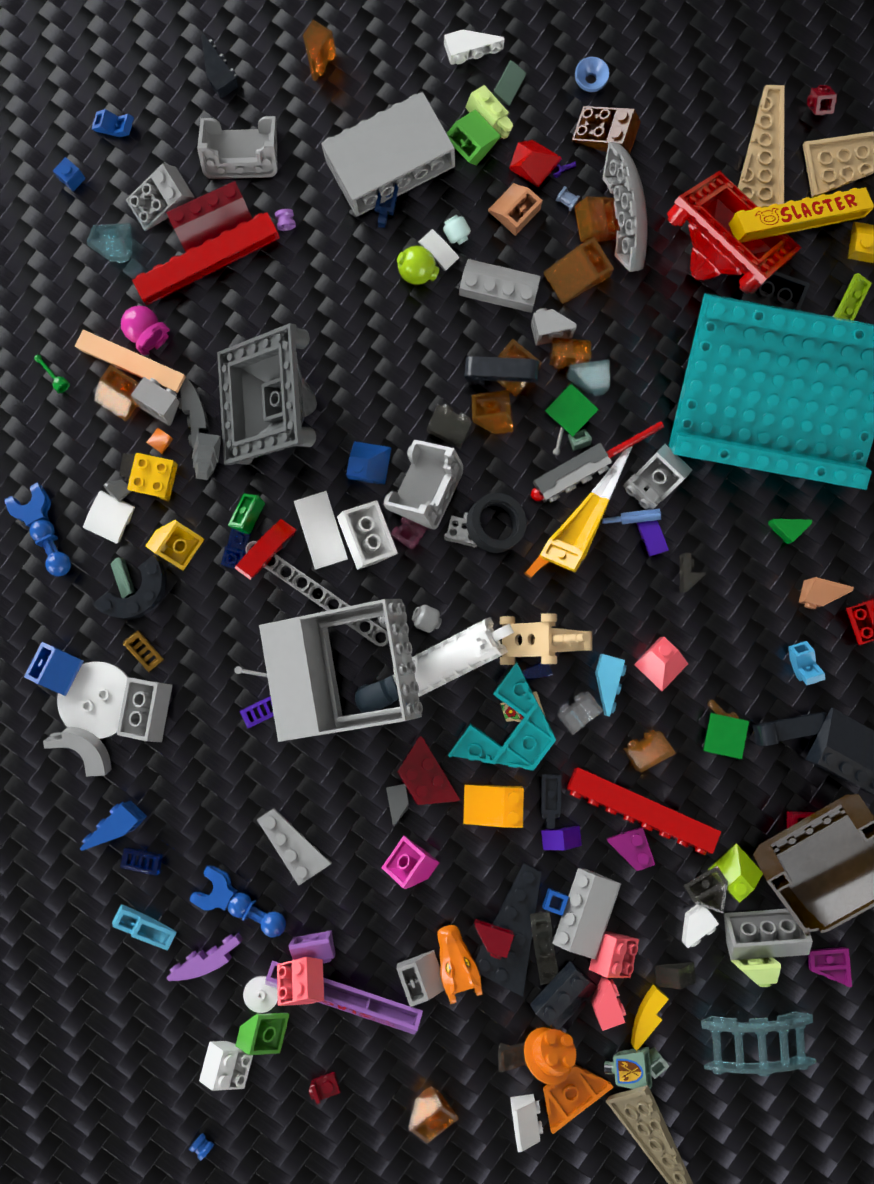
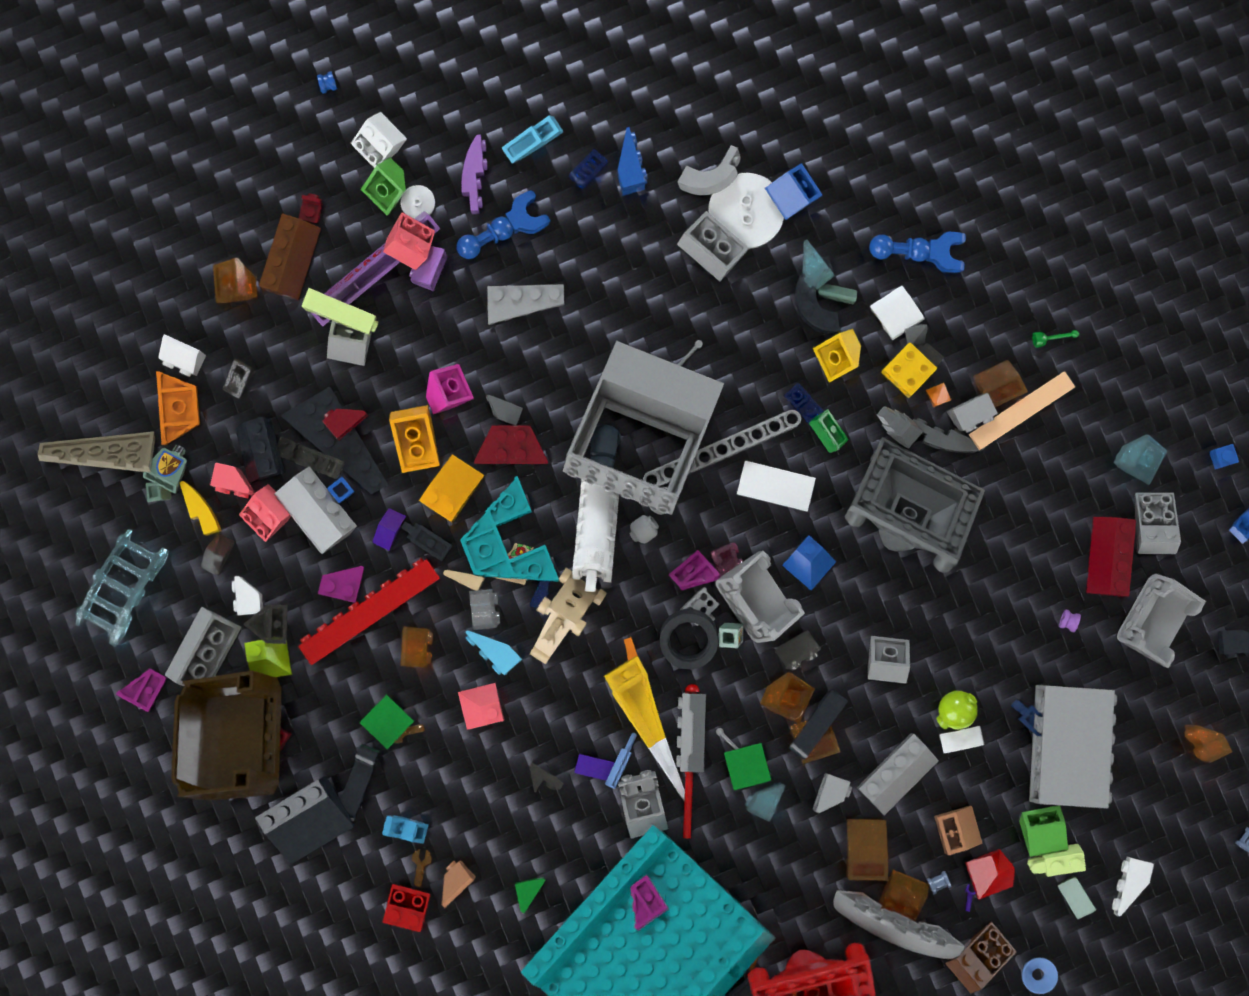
camera: 125 degrees right, 0 degrees up
(108, 606) = (814, 267): none -> clear light blue slope
(143, 328) = (1046, 438): dark pink tile -> none
(148, 646) = (780, 268): pearl gold slope -> none
(206, 258) = (1076, 530): red brick -> none
(257, 705) = (645, 340): dark purple slope -> none
(265, 549) = (786, 428): red slope -> none
(366, 534) = (746, 522): white slope -> none
(378, 1079) = (290, 257): none -> reddish brown slope
(401, 1006) = (339, 312): none -> yellowish green slope
(409, 347) = (889, 659): none -> light grey slope
(436, 553) = (694, 572): none -> magenta wing
(456, 229) = (969, 766): light aqua head -> none
(457, 966) = (340, 377): orange animal -> none
(470, 865) = (414, 438): none -> light orange slope
(471, 489) = (731, 635): none -> sand green brick
(550, 1055) = (221, 408): orange piece -> none
(563, 743) = (469, 580): none -> tan slope
(569, 352) = (798, 796): clear orange slope -> none
(580, 440) = (717, 758): sand green slope -> none
(742, 418) = (646, 902): none -> magenta wing
(761, 970) = (178, 624): yellowish green slope -> none
(825, 631) = (420, 866): none -> clear orange bar

